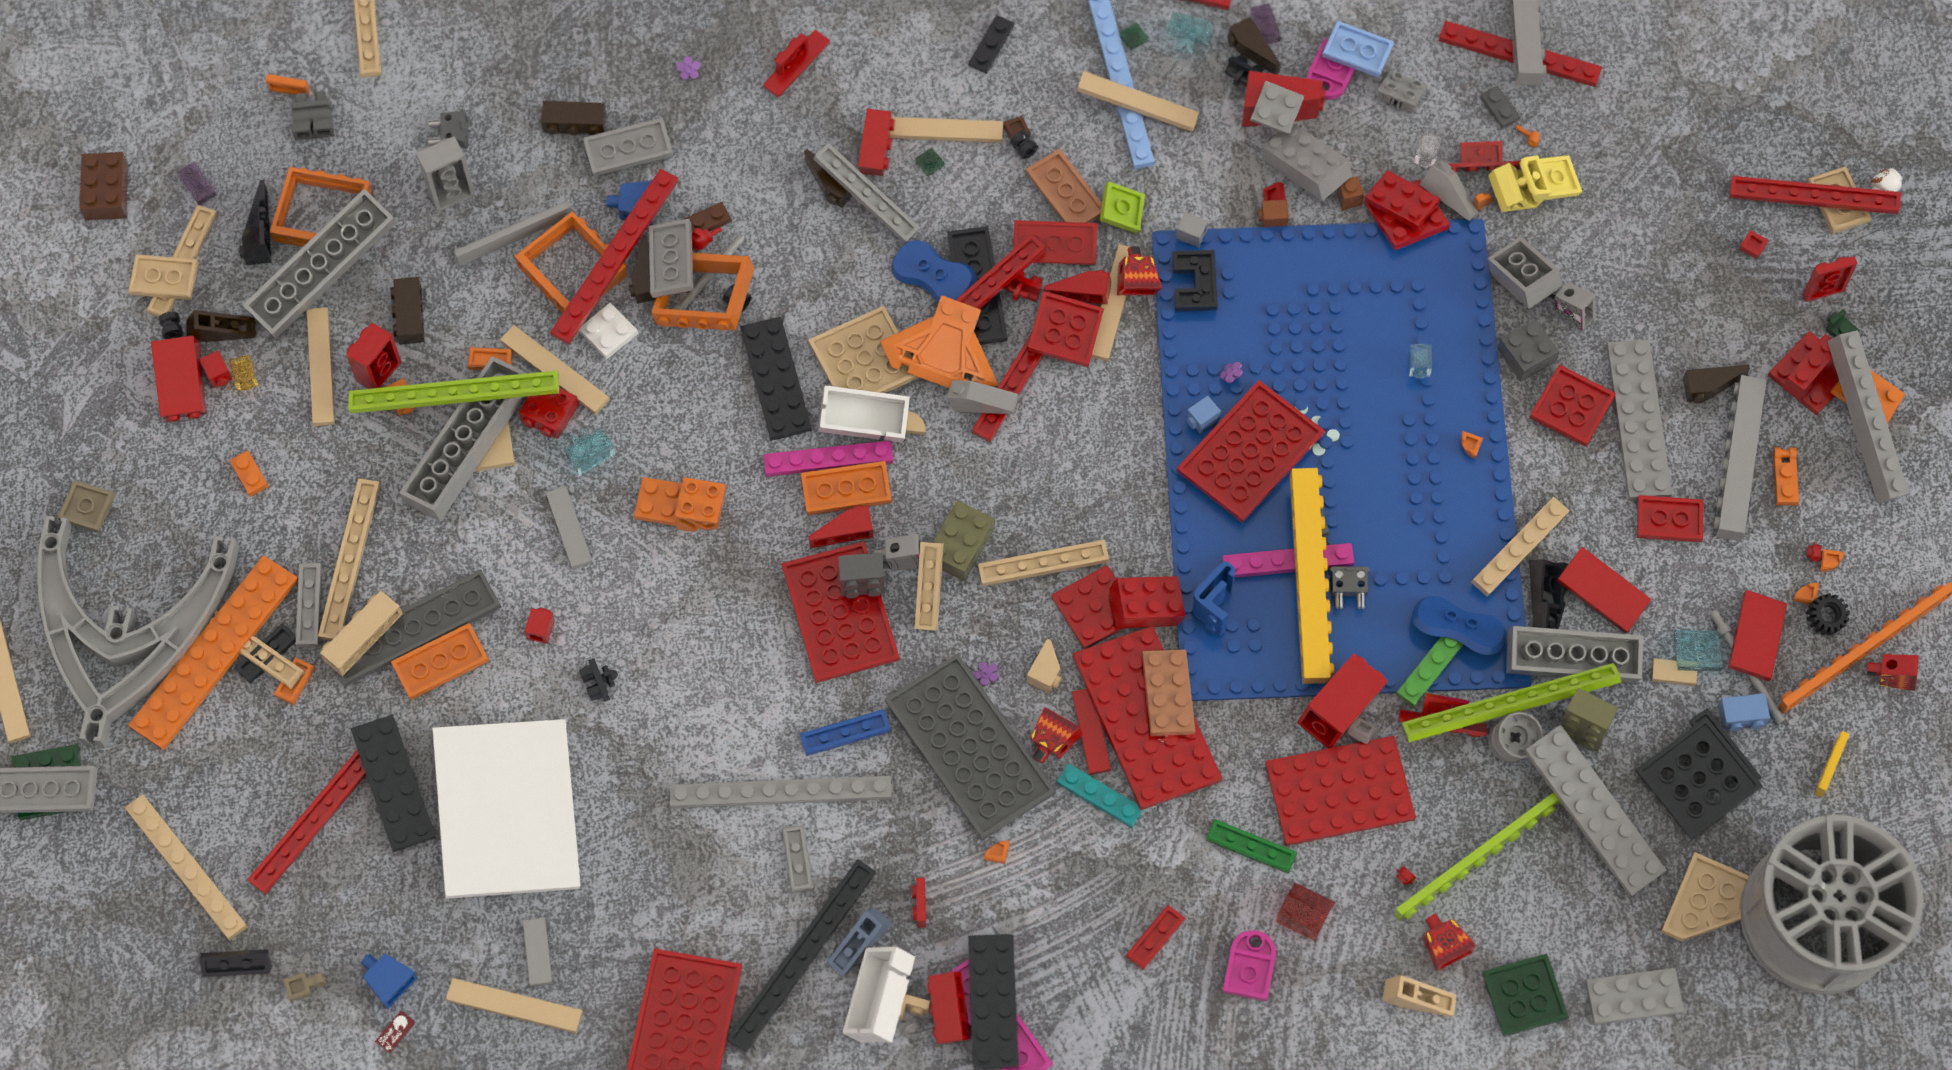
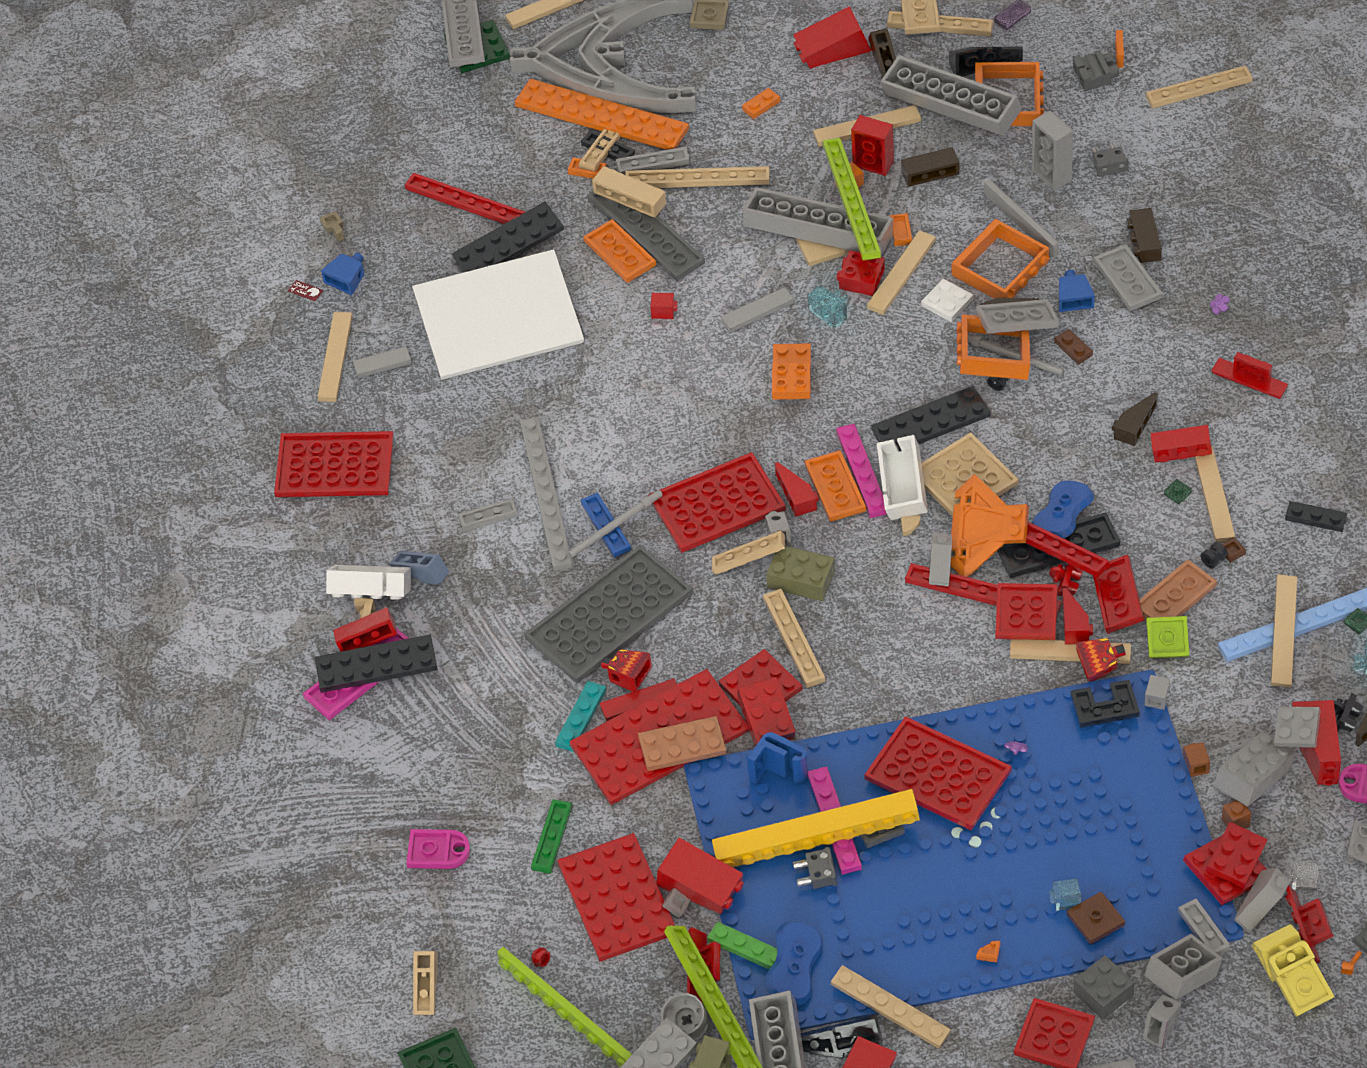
camera: 85 degrees right, 15 degrees down
(170, 324) = (880, 23): black wheel -> none
(186, 867) = (420, 139): tan plate -> none
(215, 369) = (846, 61): red brick -> none
(235, 963) = (345, 181): black plate -> none
(243, 373) = (847, 79): clear yellow brick -> none
(599, 689) = (621, 354): black hips -> none
(614, 256) = (1012, 281): red plate -> none
(702, 238) = (1051, 344): red piece -> none
(801, 956) = (402, 531): black plate -> none
(831, 685) = (644, 503): none -> light grey bar
(861, 575) = (743, 498): dark grey brick -> none
(866, 193) = (1123, 442): light grey plate -> none
(919, 894) = (459, 602): red plate -> none
(986, 673) = (681, 616): medium lavender plant -> none
(997, 852) = (515, 651): orange tile -> none
(1045, 669) = (692, 654): tan slope -> none
(1155, 937) = (455, 777): red tile -> none
(1203, 414) = (965, 729): medium blue brick -> none
(1274, 192) = (1218, 757): red plate -> none
(1305, 911) = (494, 882): clear red slope -> none
(1446, 942) = (479, 996): torso -> none
(1448, 340) = (1095, 918): none -> reddish brown plate
(1476, 247) = (1203, 926): none -> light grey plate
(1482, 200) = (1259, 928): orange tile -> none

